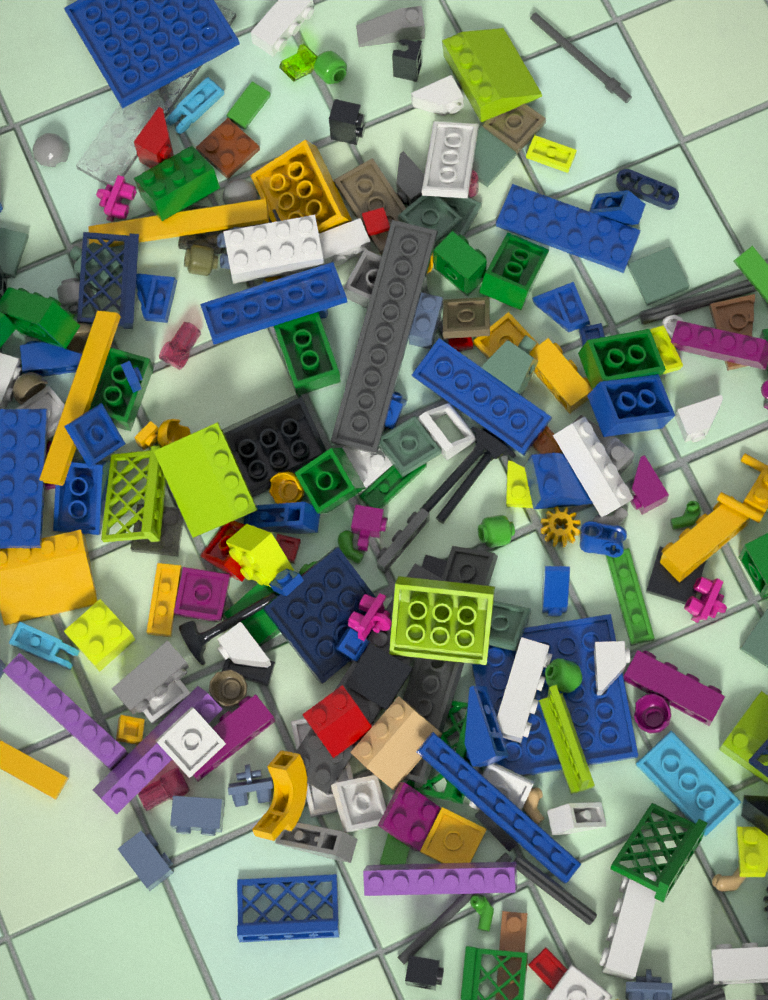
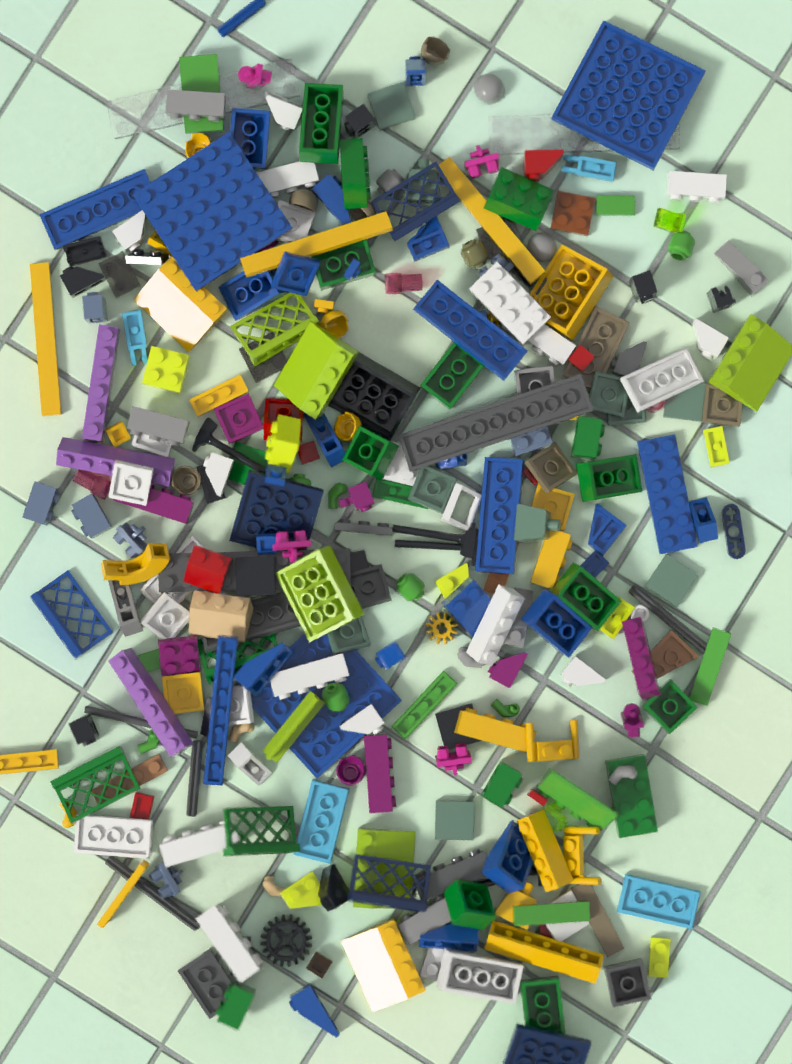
camera: 50 degrees right, 15 degrees up
(600, 539) = (450, 663): blue piece -> none

